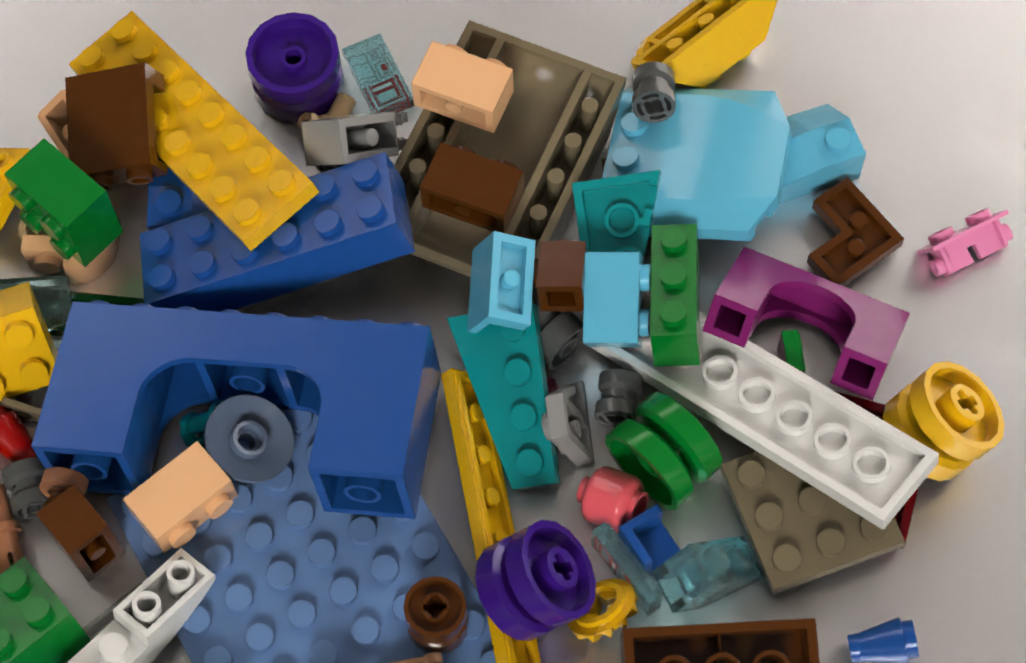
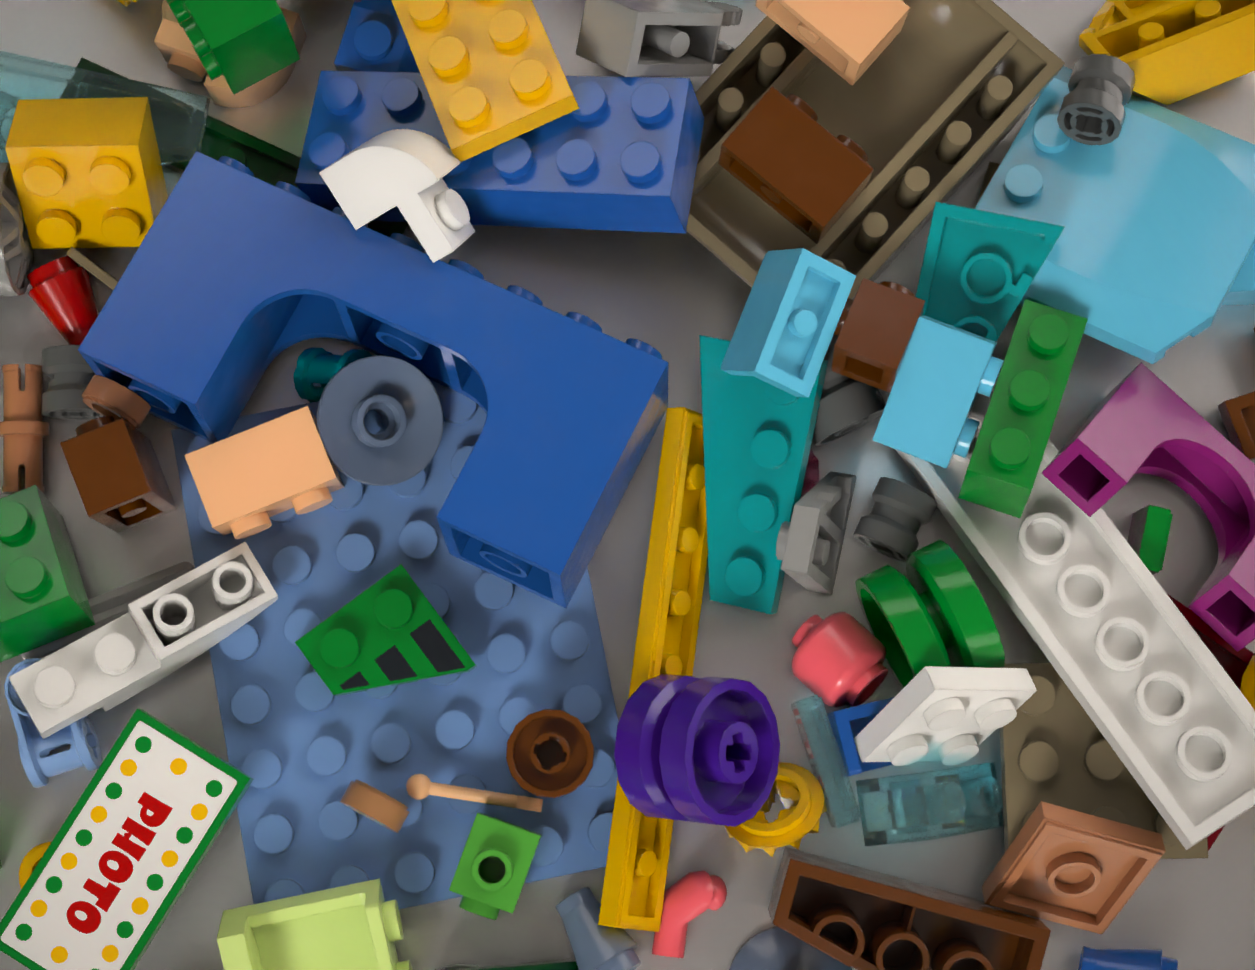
camera: 10 degrees right, 15 degrees up
(218, 266) = (405, 172): none -> white brick
(297, 583) = (384, 640): none -> green wing
(693, 502) = (944, 715): none -> white plate
(817, 576) = (1072, 868): none -> nougat tile

